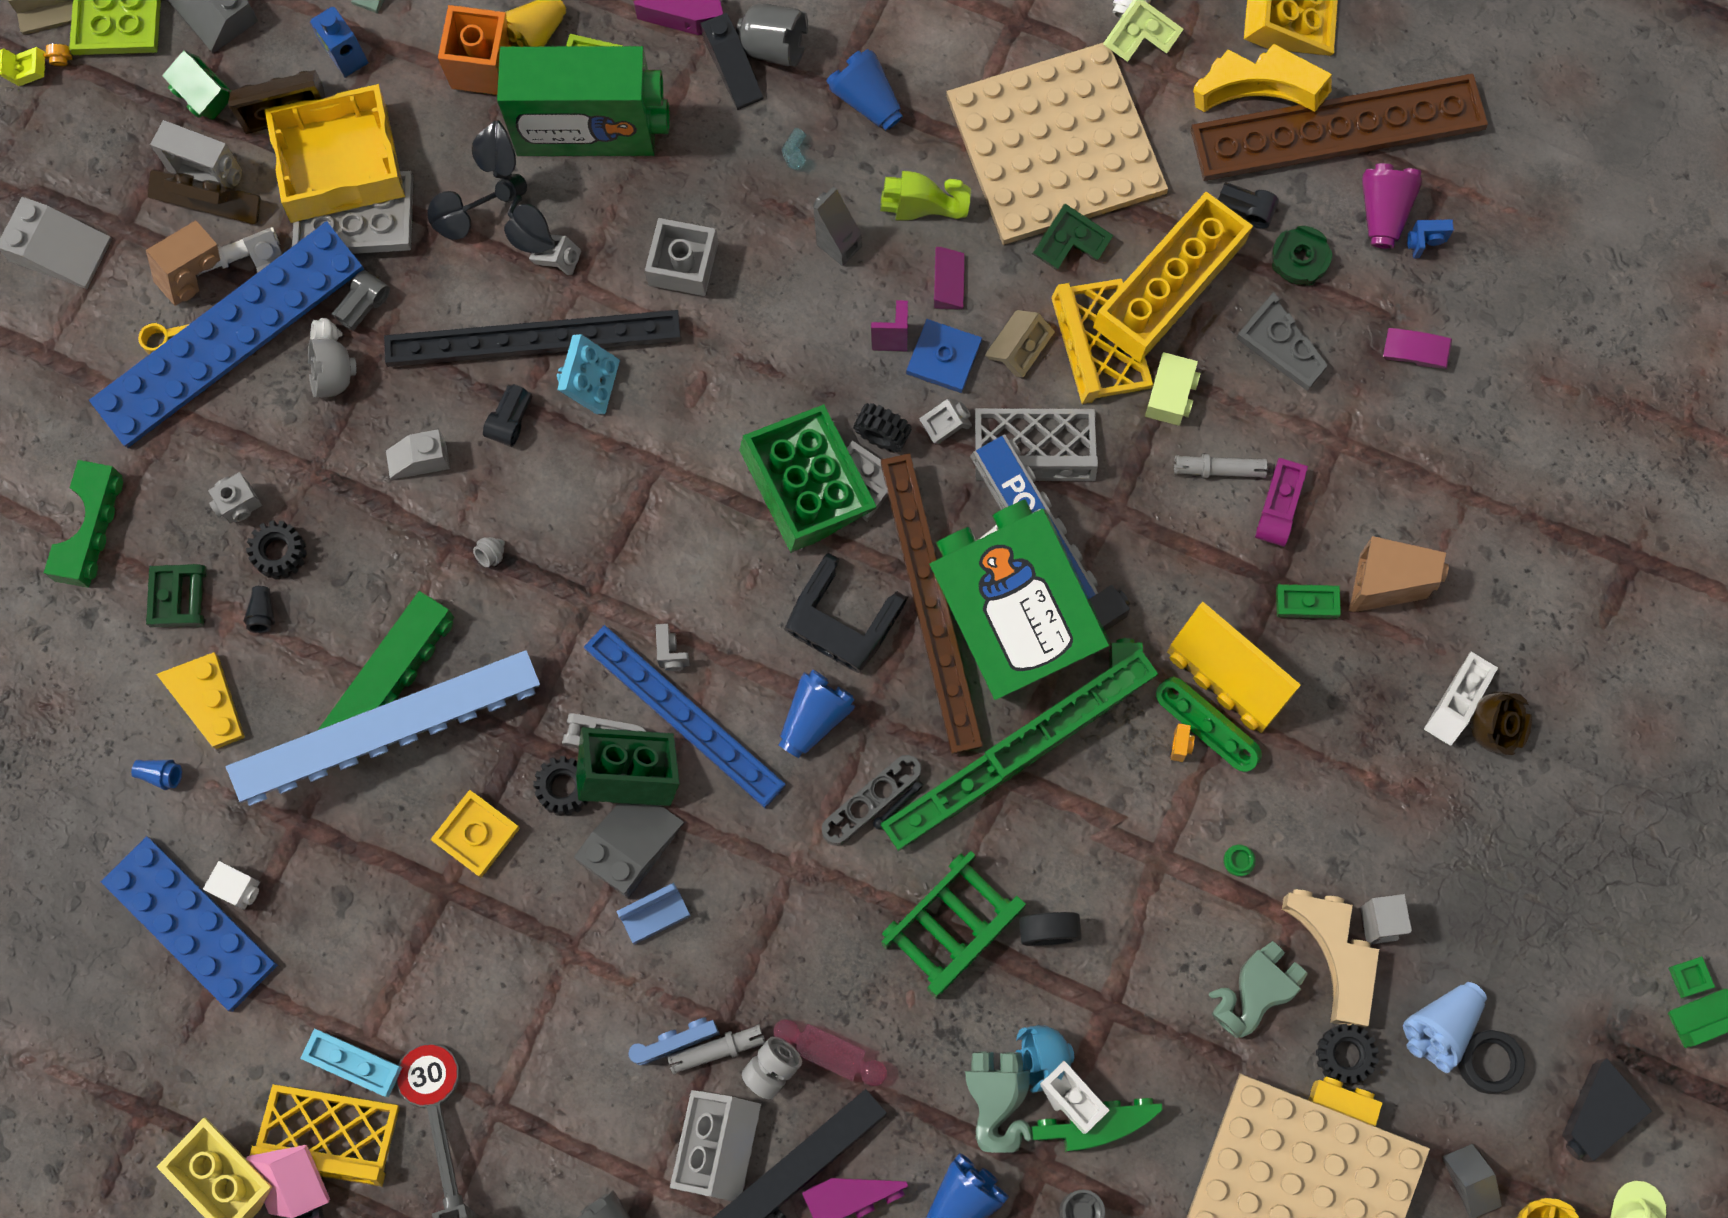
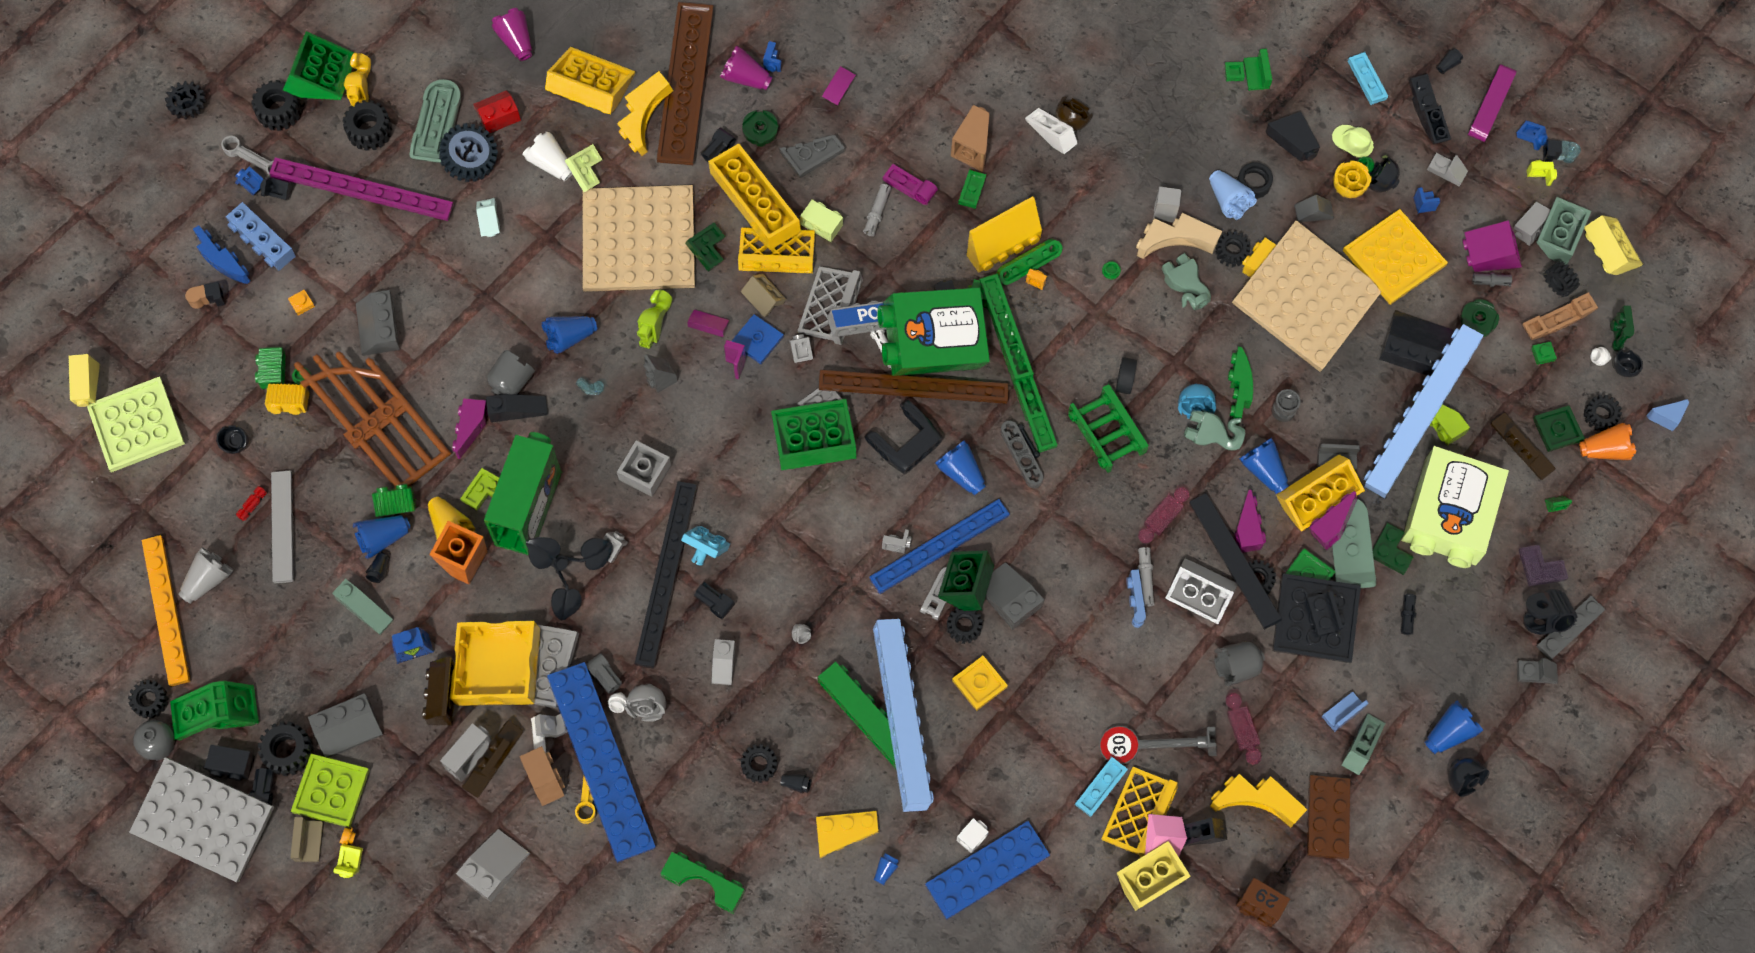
camera: 80 degrees left, 5 degrees down
(166, 595) = (770, 840): dark green plate -> none
(198, 85) = (411, 743): brick -> none
(233, 498) = (715, 774): light grey brick -> none
(653, 913) = (1057, 592): medium blue panel -> none
(771, 1067) = (1165, 544): light grey wheel -> none
(882, 427) = (796, 382): black tyre -> none
(1073, 1098) = (1225, 388): white slope -> none

